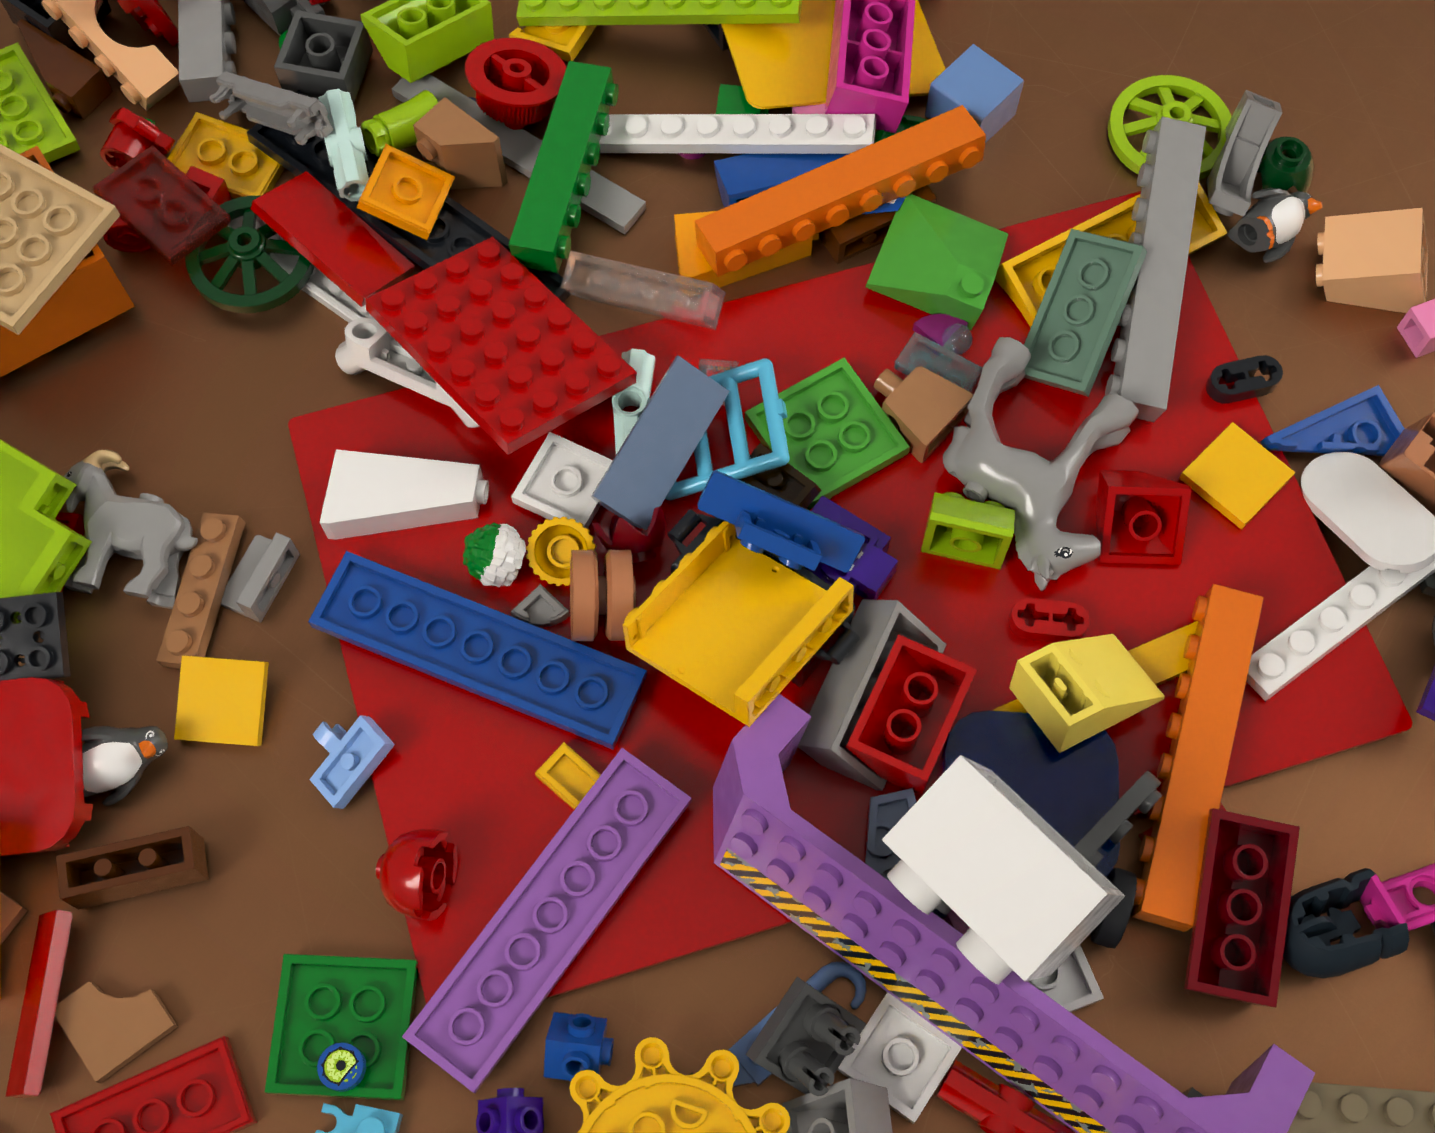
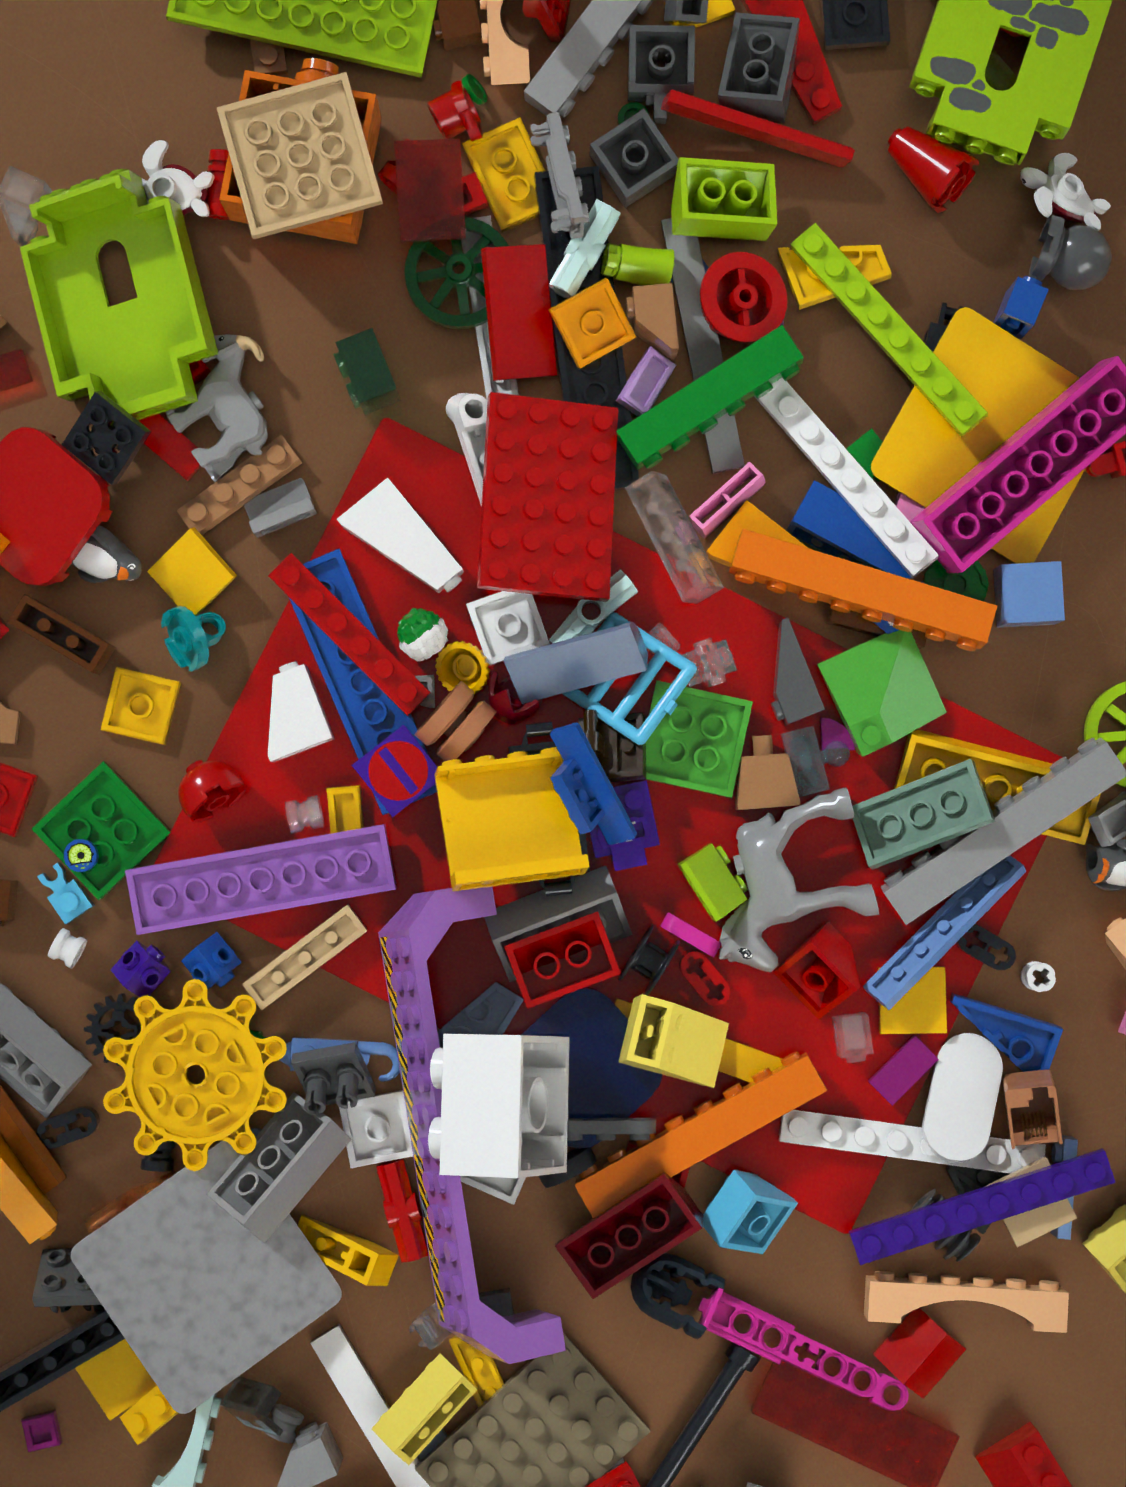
camera: 40 degrees right, 20 degrees up
(104, 612) = (171, 446): none -> red tile
(236, 387) = (369, 374): none -> clear green brick
(268, 755) = (187, 639): none -> teal tile
(277, 871) = (140, 705): none -> yellow tile
(351, 758) = (233, 680): light blue plate -> none
(425, 611) = (349, 634): none -> red plate
(442, 729) = (296, 714): none -> white slope
(496, 205) = (646, 382): none -> lavender tile
(536, 814) = (307, 813): none -> clear wheel
(588, 684) = (397, 770): none -> piece
(664, 200) = (731, 504): none -> bright pink piece
(665, 951) = (305, 957): none -> tan plate
(781, 343) = (712, 662): none -> clear brick
(859, 313) = (793, 683): none -> dark grey slope
(988, 639) = (649, 960): none -> black piece
(997, 592) = (691, 934): none -> dark pink beam
(1201, 396) = (942, 932): none -> medium blue plate
(1226, 546) = (852, 1036): none -> clear brick
(1296, 538) = (903, 1070): none -> magenta tile
(1309, 366) = (1047, 973): none -> white bush
(1312, 788) = (747, 1213): none -> medium azure slope

